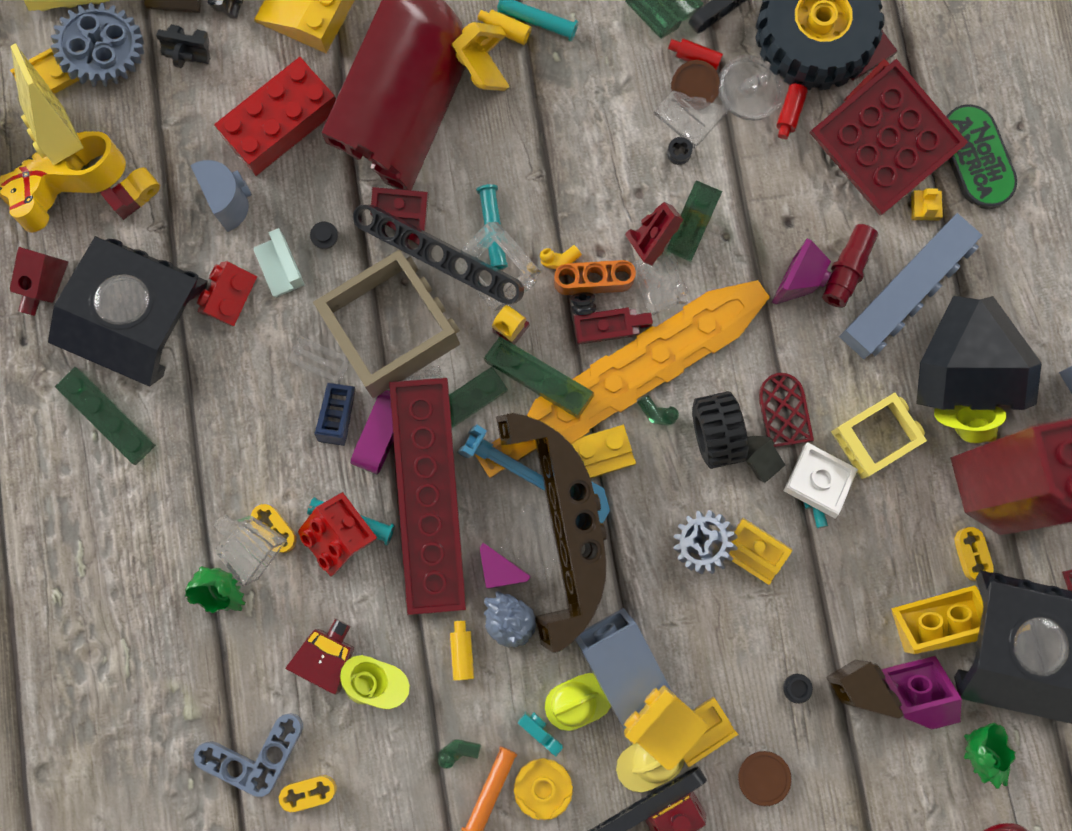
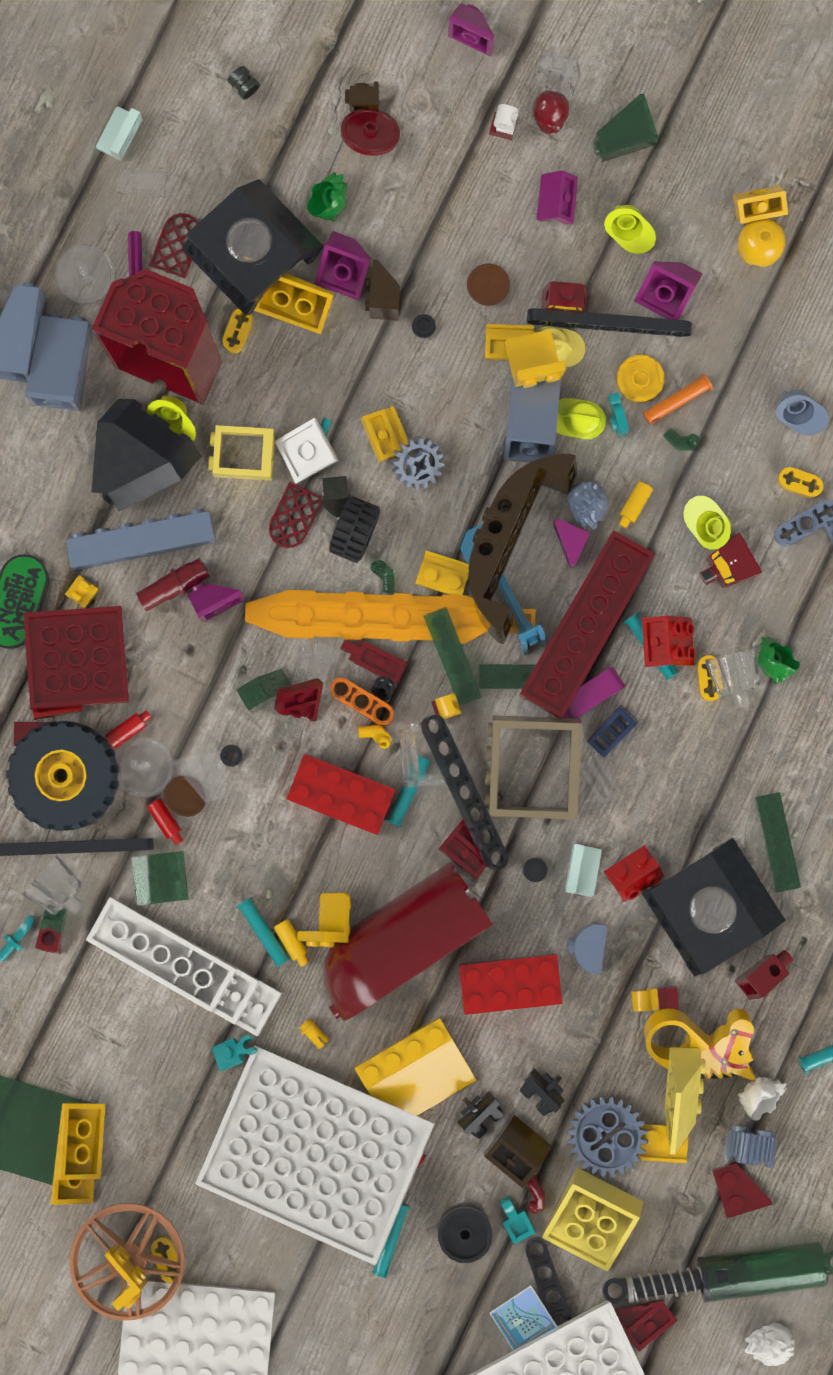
camera: 145 degrees left, 5 degrees up
(553, 179) = (340, 794): none -> red brick

